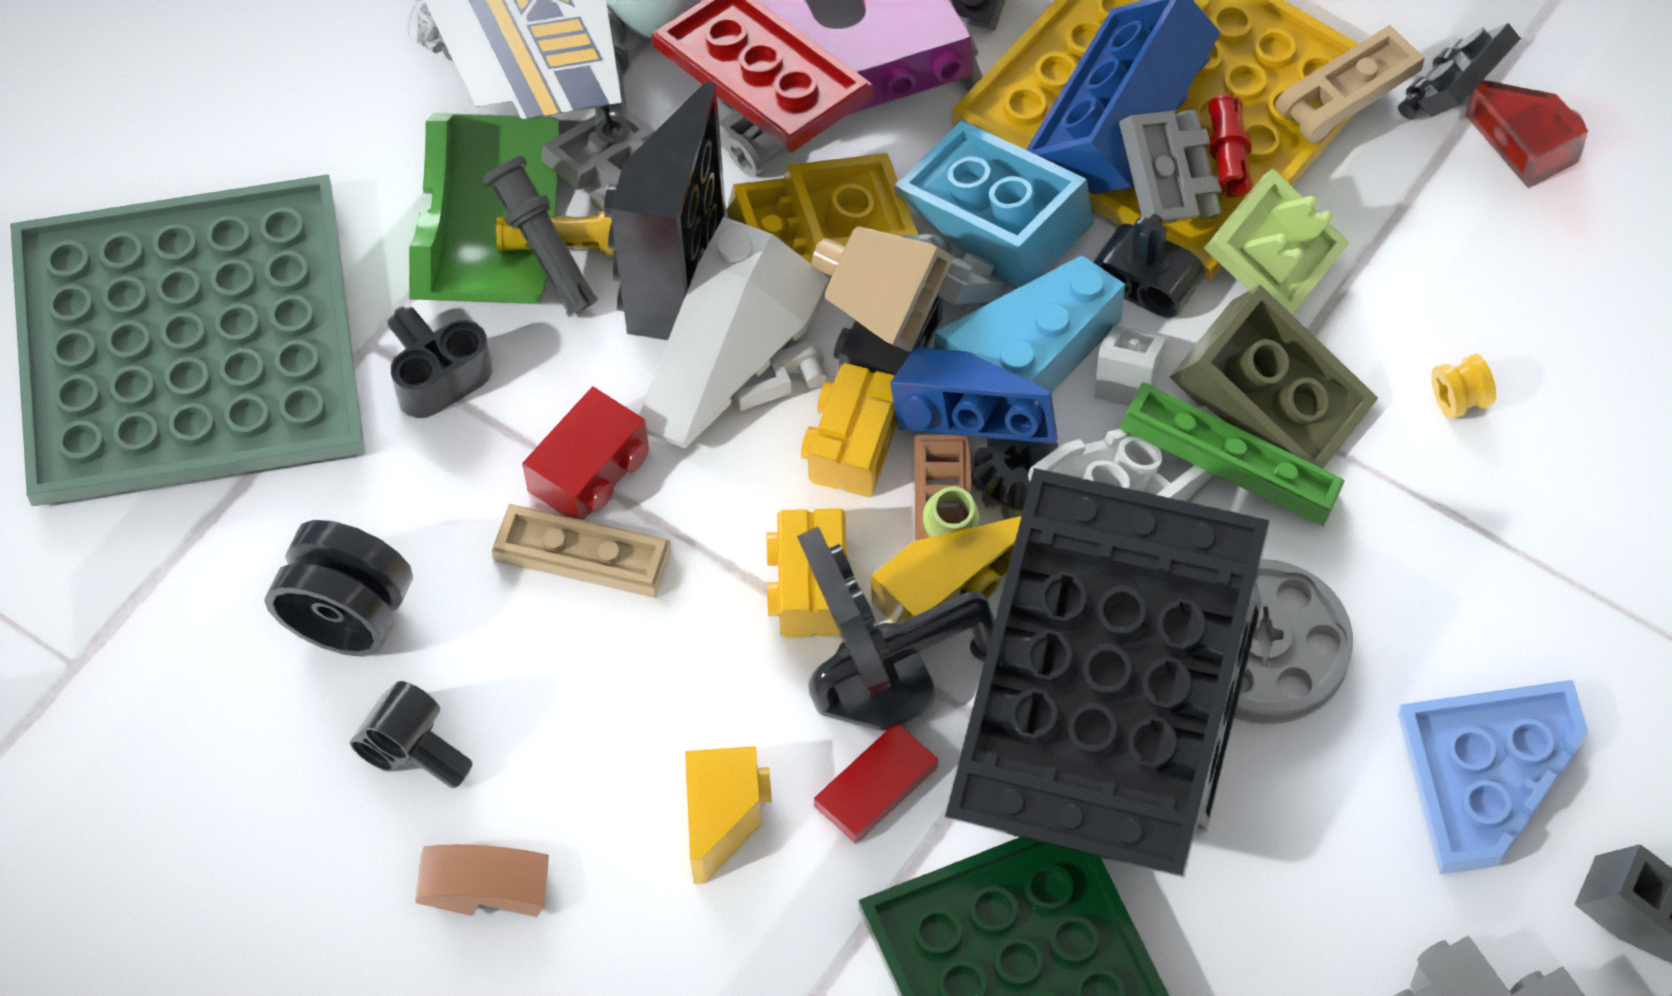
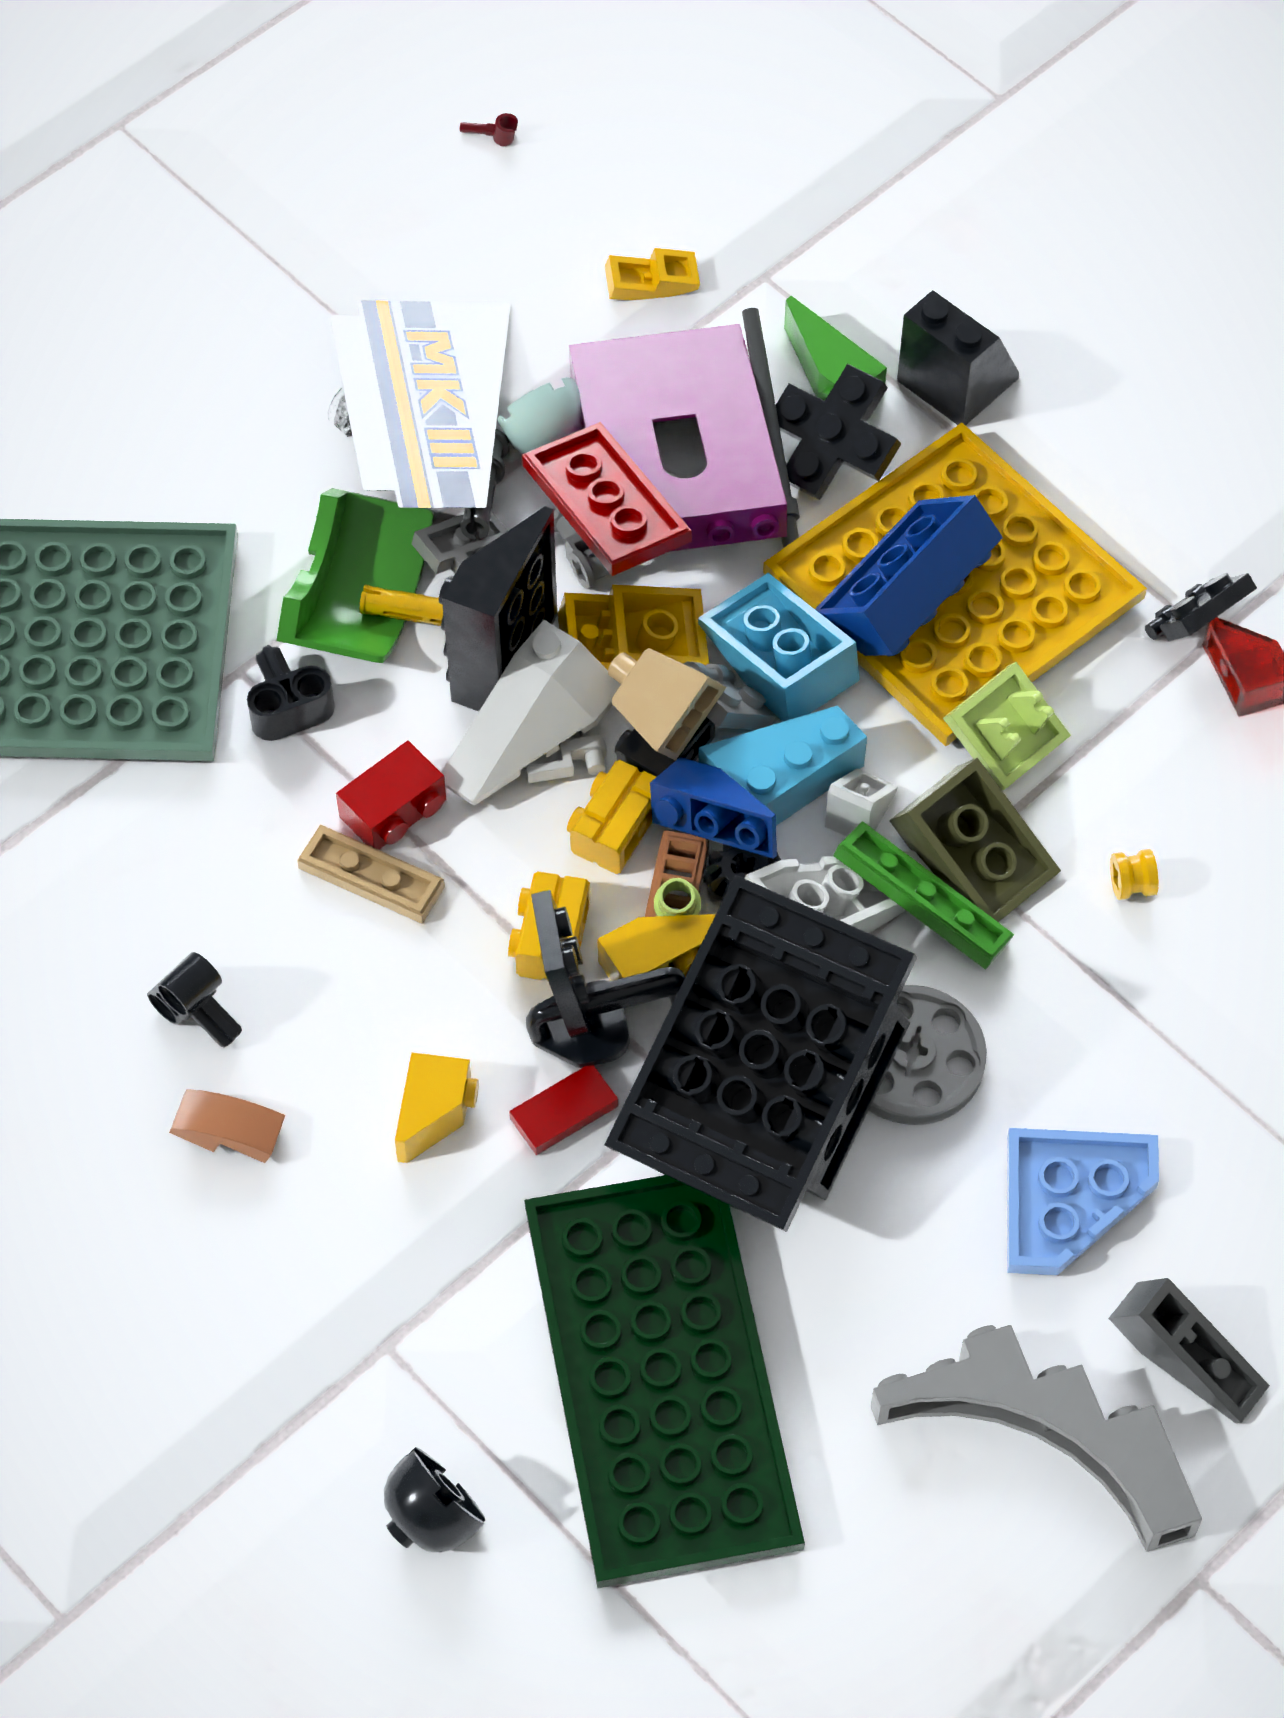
camera: 10 degrees right, 0 degrees up
(339, 588) = (164, 867): black wheel -> none
(529, 214) = (389, 587): dark grey pin -> none
(1154, 270) = (896, 726): black beam -> none
(1160, 170) = (919, 644): light grey plate -> none
(1230, 145) = (987, 635): red pin -> none
(1350, 83) = (1103, 600): tan plate -> none

